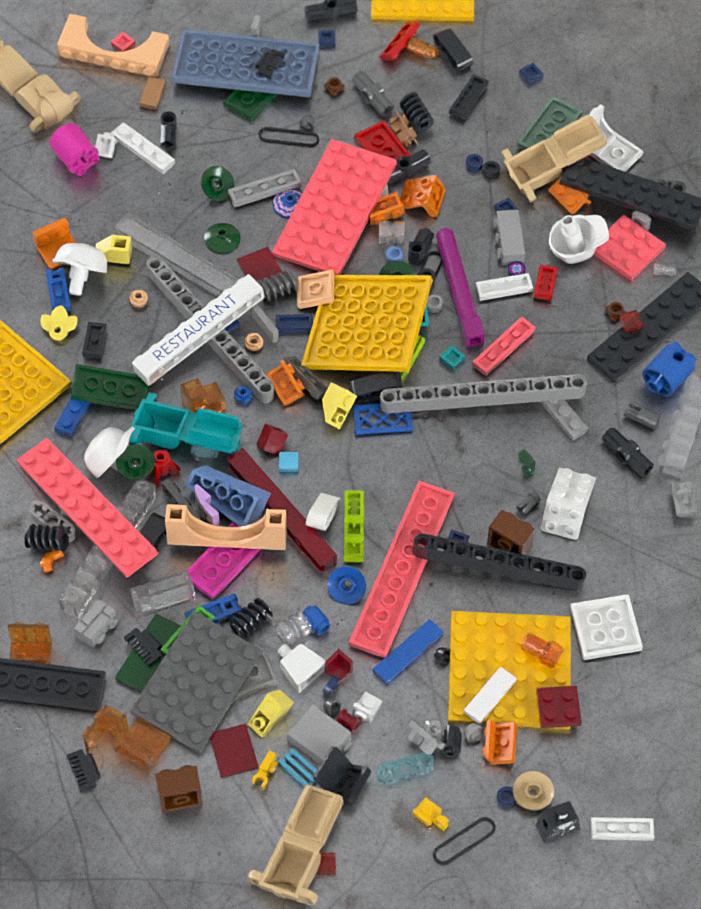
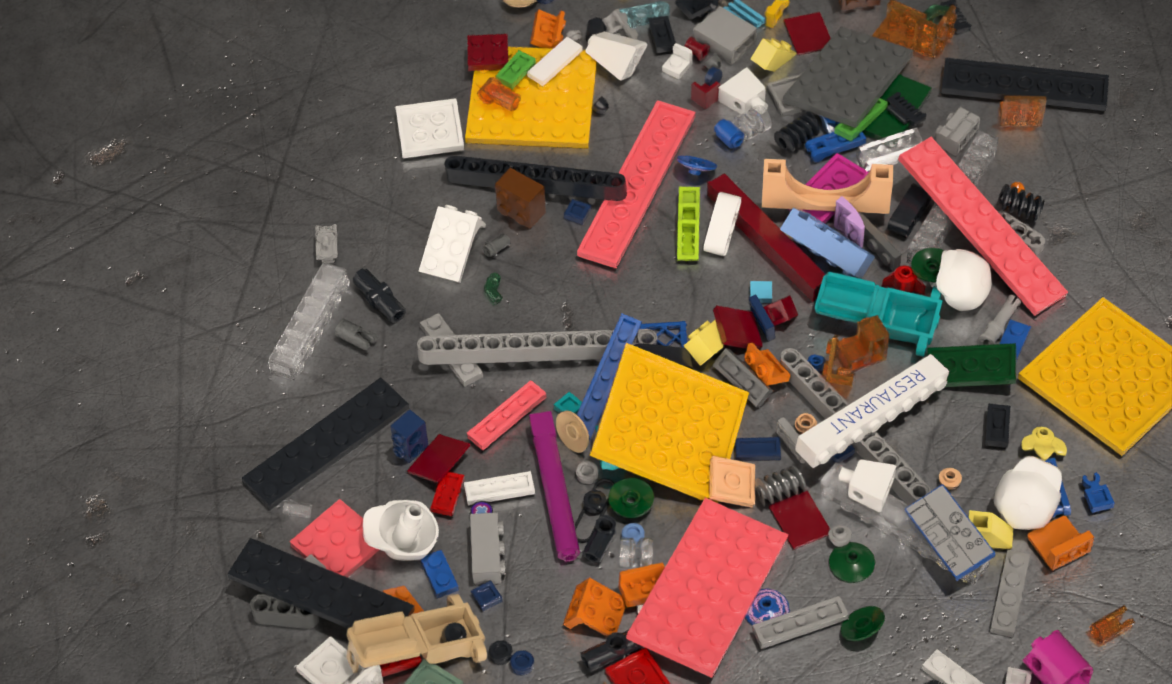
camera: 175 degrees left, 5 degrees down
(21, 284) = (1097, 496): none -> blue plate
(28, 187) = (1110, 625): none -> clear orange hinge
(85, 423) = (996, 327): none -> light grey pin
(101, 213) = (1010, 593): none -> light grey plate
(104, 766) = (935, 10): none -> clear green arm
(145, 233) = (950, 532): none -> light grey tile
(205, 270) = (869, 482): none -> white torso
(223, 371) = (842, 374): none -> clear orange bracket
(230, 256) = (840, 535): none -> light grey plate
(286, 425) = (762, 318): none -> dark blue tile
(310, 418) = (737, 327): none -> dark red tile
(383, 740) = (662, 33): none -> black plate
(408, 651) = (633, 111): blue tile -> none
(422, 366) = (600, 386): none -> blue tile
(429, 700) = (616, 53): none -> white slope
(446, 322) = (572, 431): none -> tan dish
(527, 166) = (453, 632): none -> black tile
(528, 680) = (515, 69): none -> bright green plate
(542, 222) = (439, 574): none -> blue plate
(556, 309) = (438, 458): none -> dark red piece
(582, 315) = (409, 436): none -> dark blue brick
(615, 306) = (366, 453): reddish brown plate -> none
(630, 321) = (351, 433): clear red tile -> none
(669, 369) = (317, 371): blue cylinder -> none

